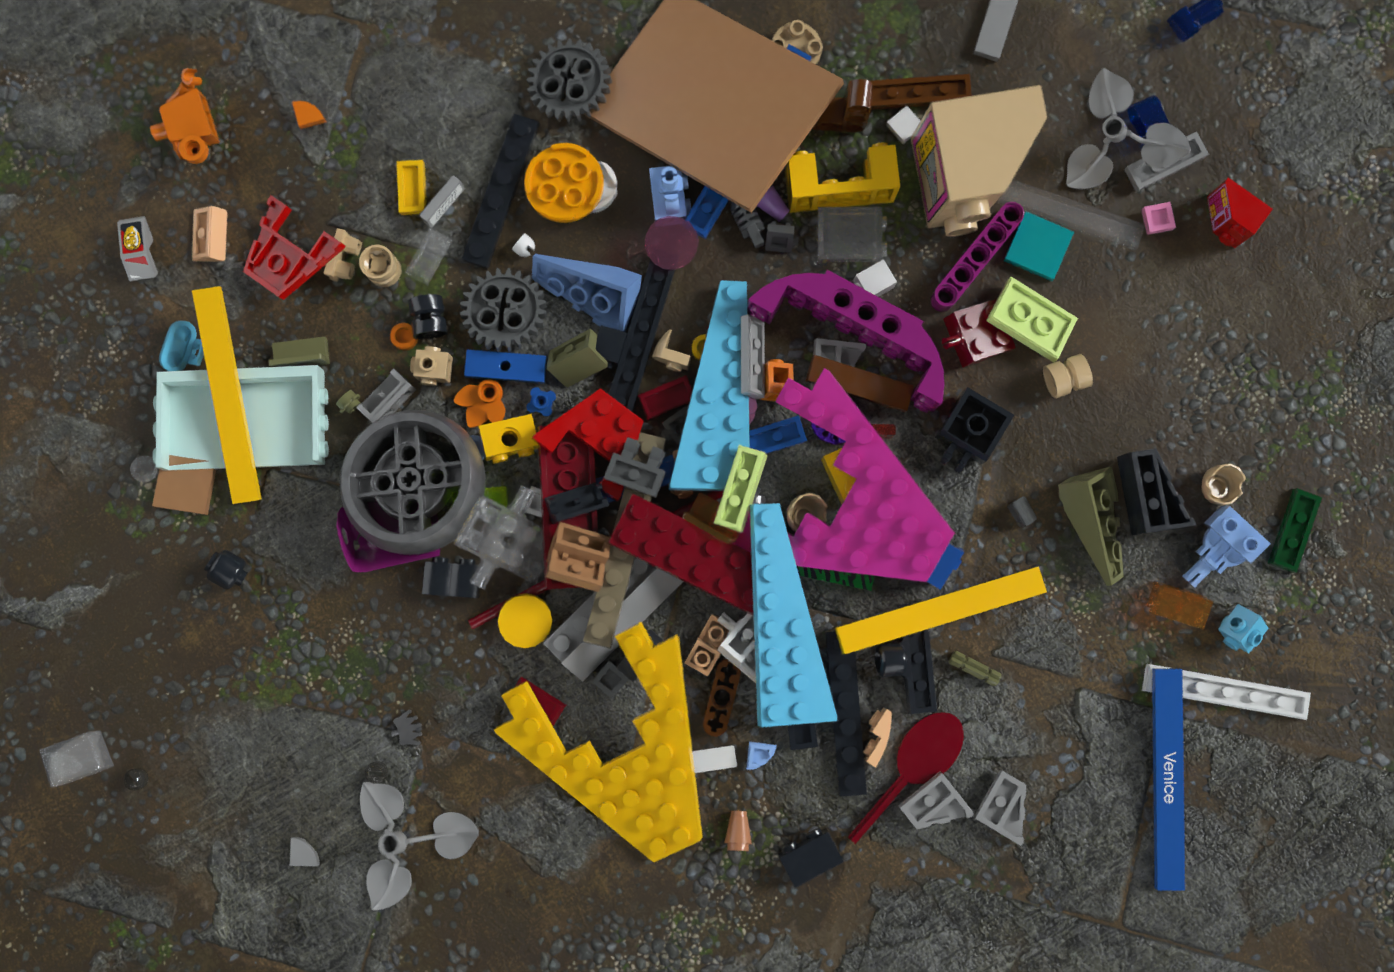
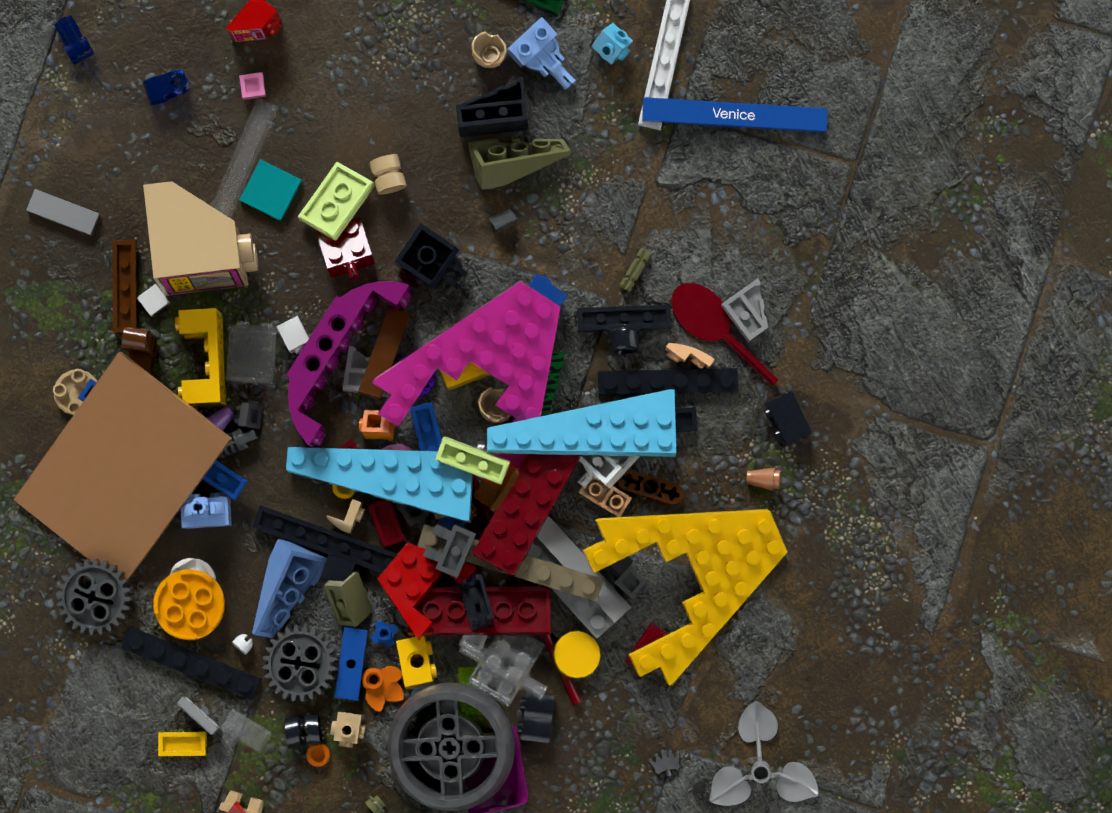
camera: 90 degrees left, 0 degrees up
(380, 265) = (254, 772): tan wheel -> none
(387, 397) = (373, 771): light grey hinge -> none
(578, 557) = (524, 602): medium nougat brick -> none
(671, 242) = (250, 510): clear pink tile -> none
(714, 759) = (702, 495): white sticker -> none
(752, 357) = (356, 444): light grey tile -> none
(759, 754) = (700, 457): light blue tile -> none
(885, 430) = (427, 331): clear red tile -> none
(940, 610) = (584, 296): yellow tile -> none
(983, 246) = (271, 235): magenta beam -> none
(1004, 807) = (752, 253): light grey wing -> none
(1114, 94) = (200, 143): light grey plant -> none
(1143, 175) = (202, 75): light grey plate -> none
(1179, 605) = (589, 94): clear orange hinge -> none

